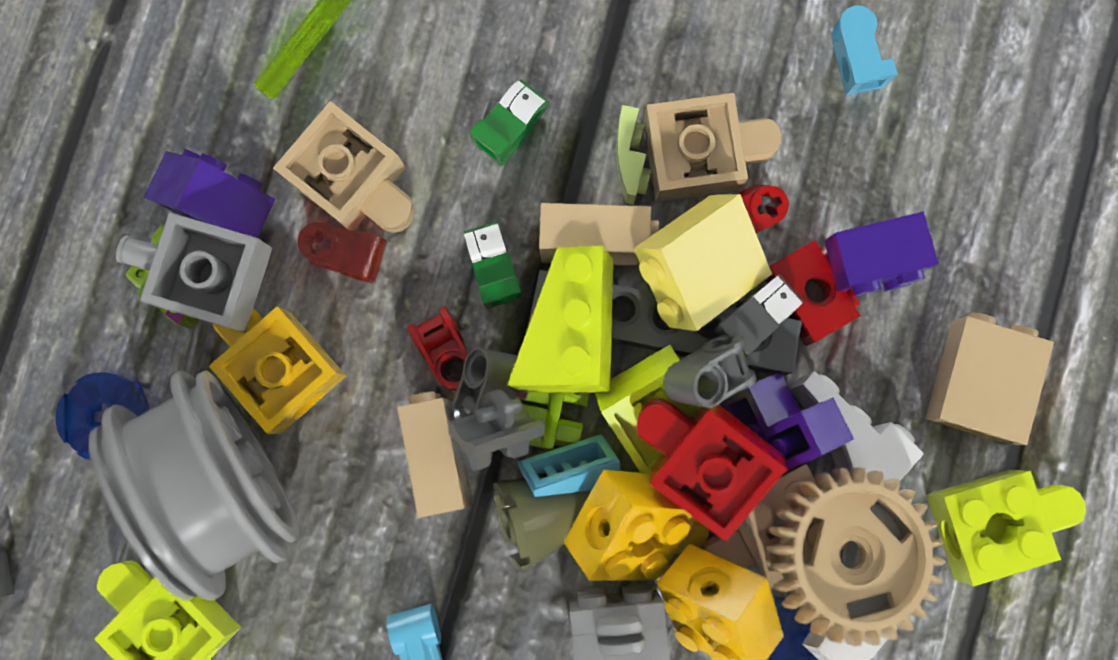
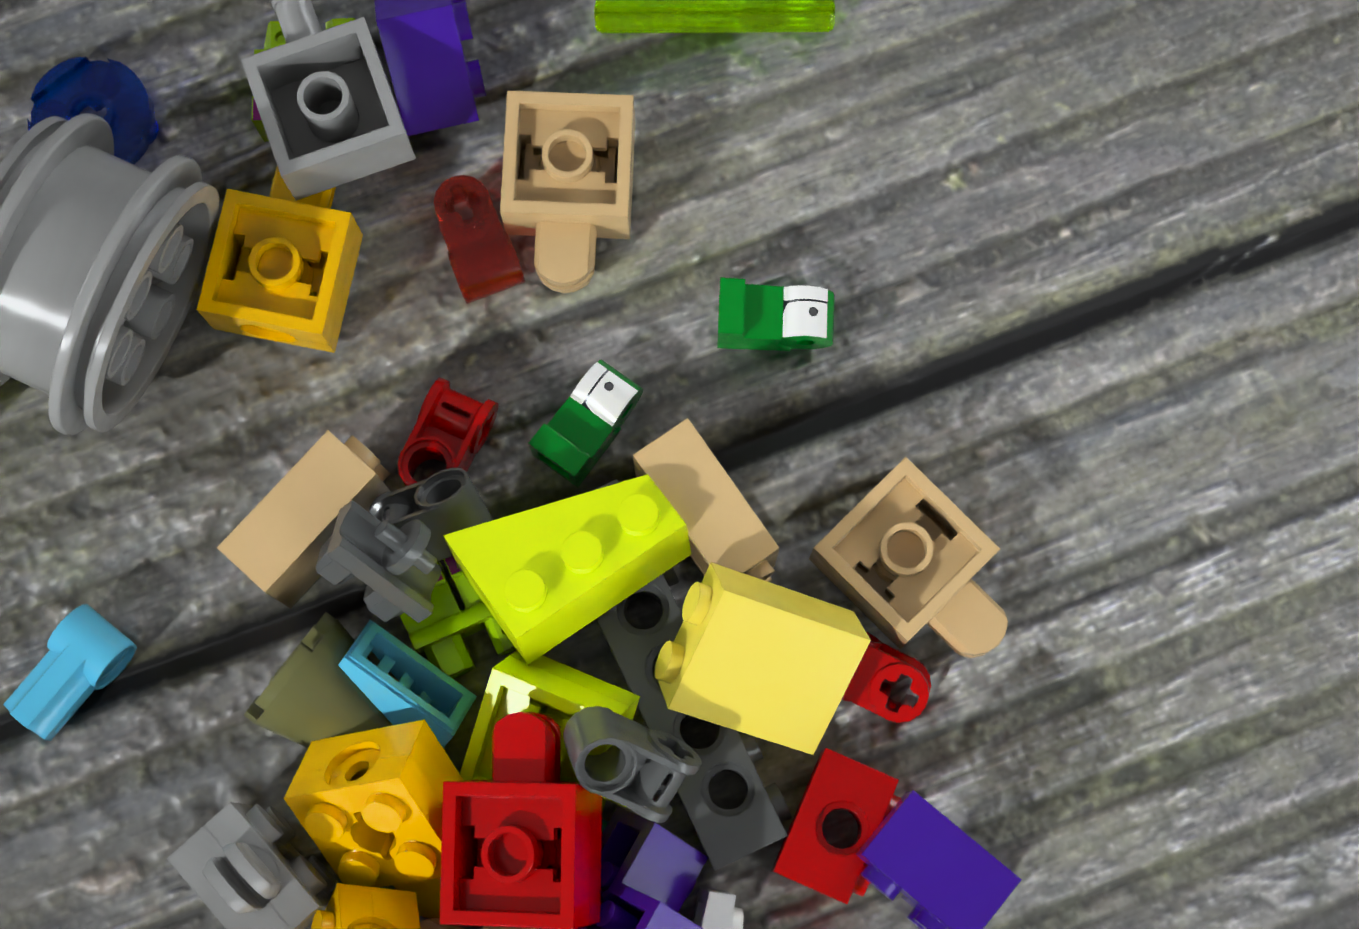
camera: 50 degrees right, 5 degrees down
(629, 164) = (826, 498): yellowish green slope -> none
(761, 314) = (752, 776): dark grey leg -> none
(859, 53) = (1180, 667): medium azure leg -> none

